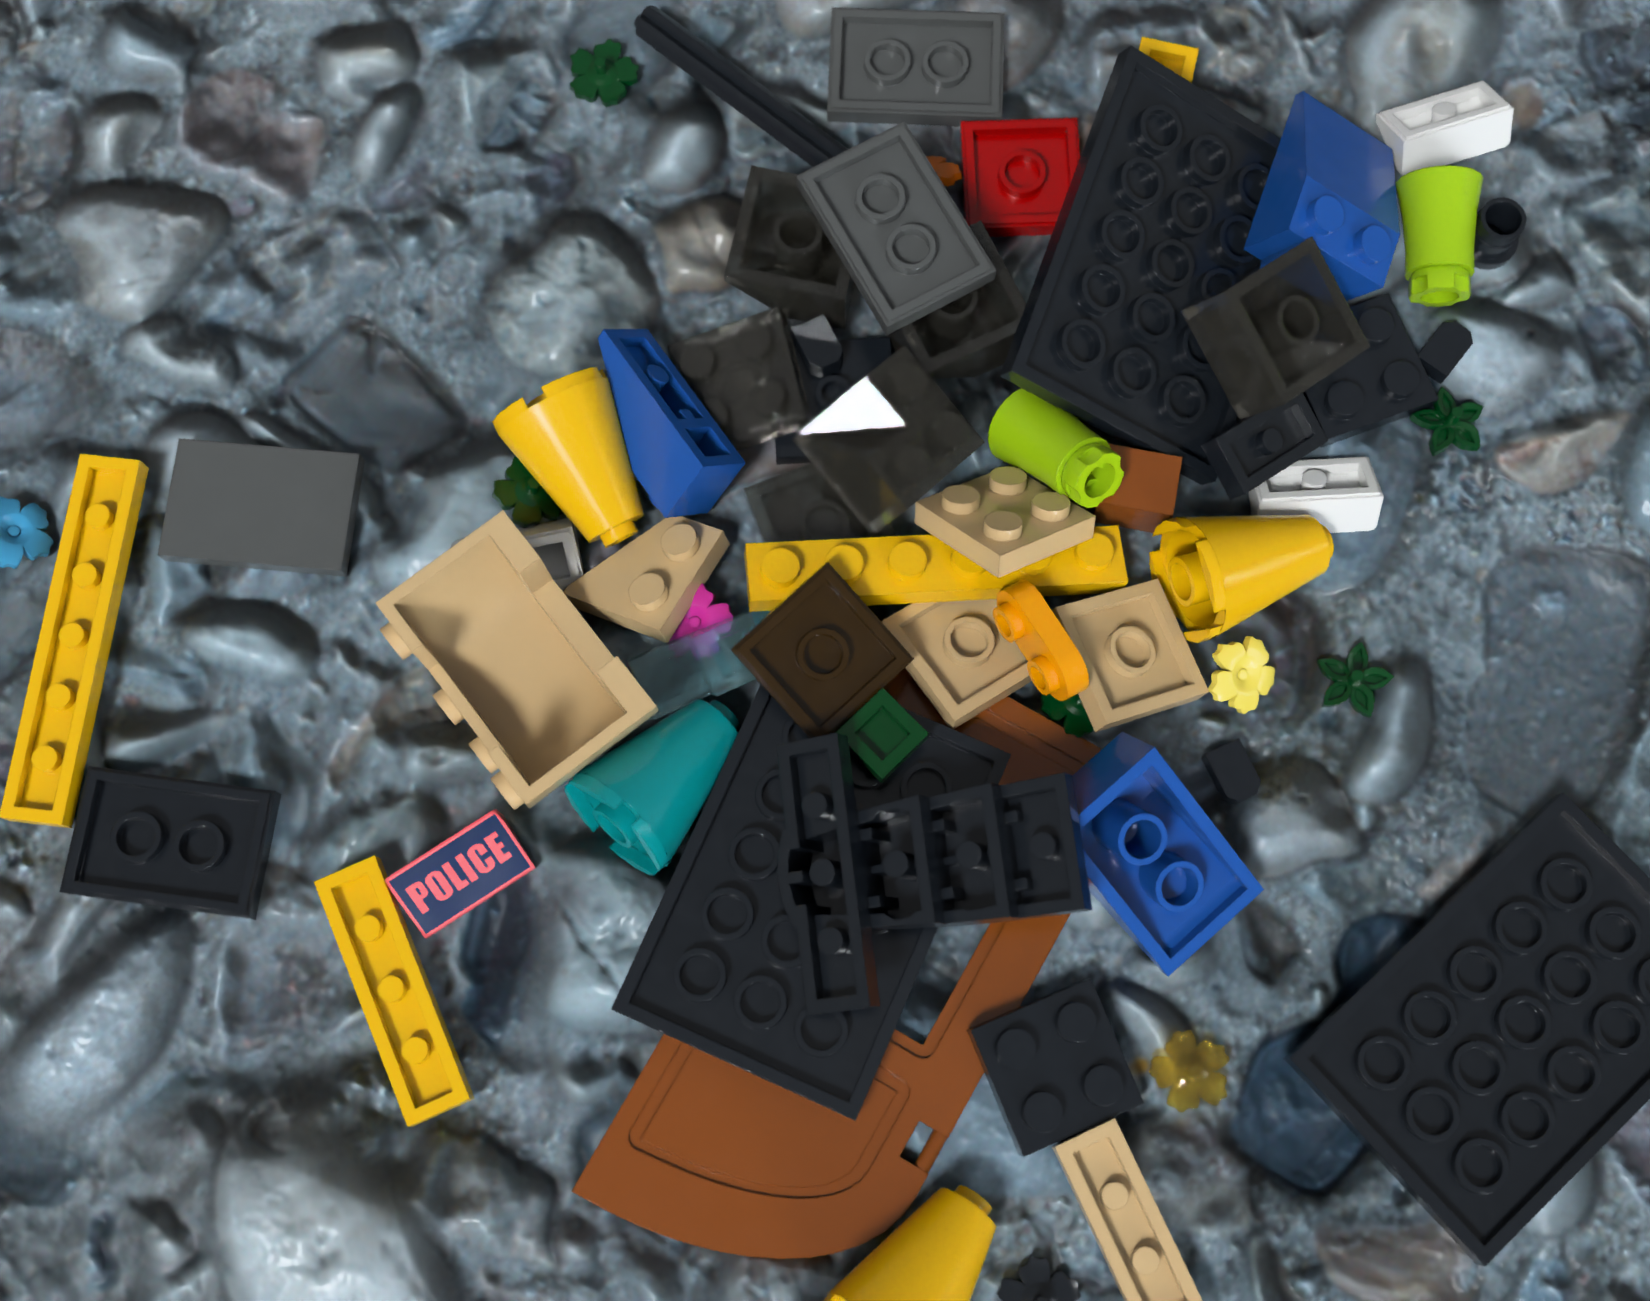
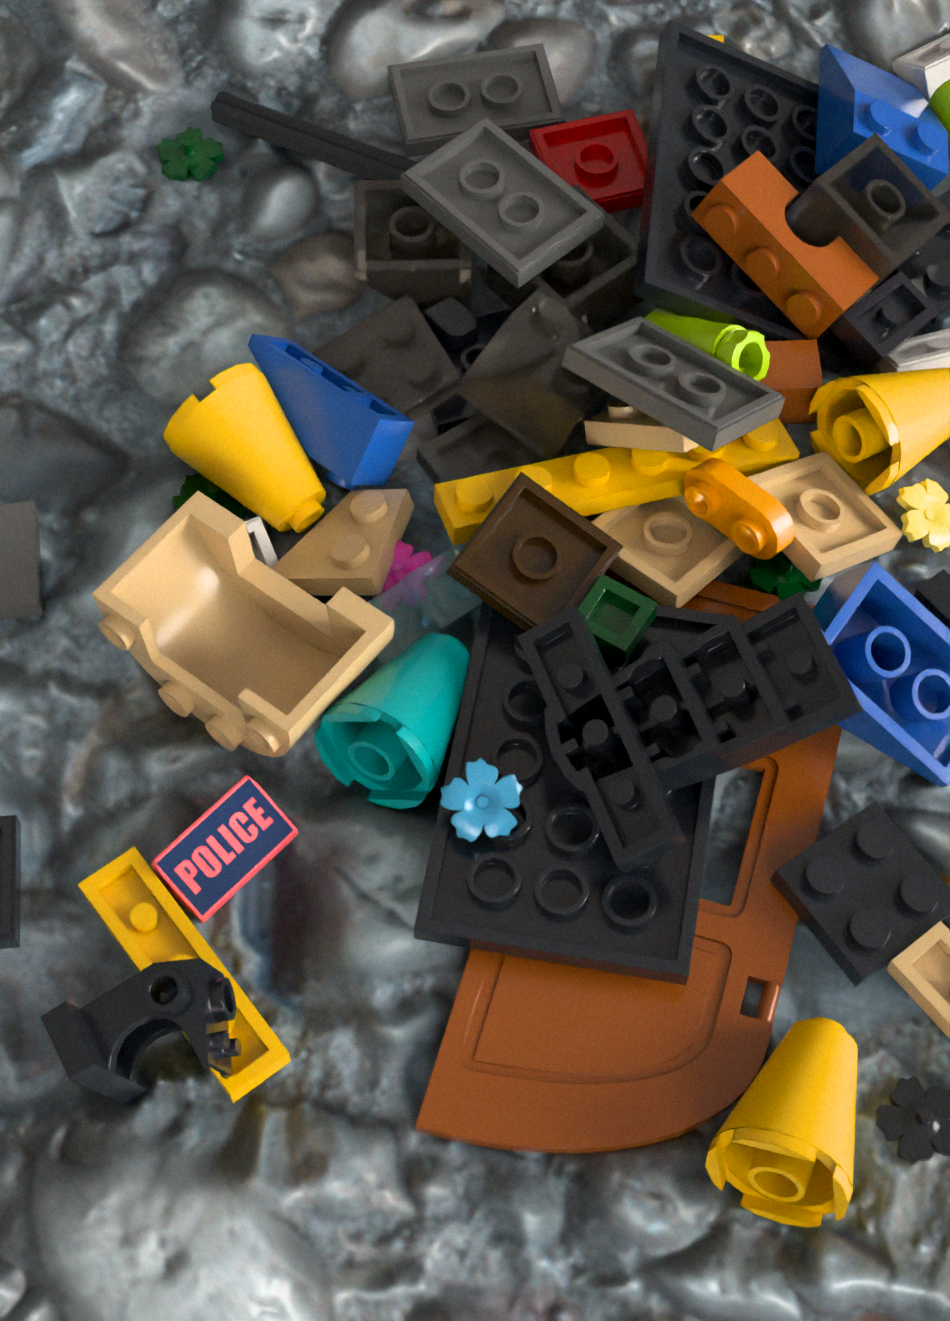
camera: 15 degrees left, 15 degrees down
(305, 1057) = (110, 1034): none -> black tile
(703, 901) = (481, 801): none -> dark azure plant
(1008, 498) = (674, 382): none -> dark grey tile
(1143, 316) = (802, 280): none -> dark orange arch

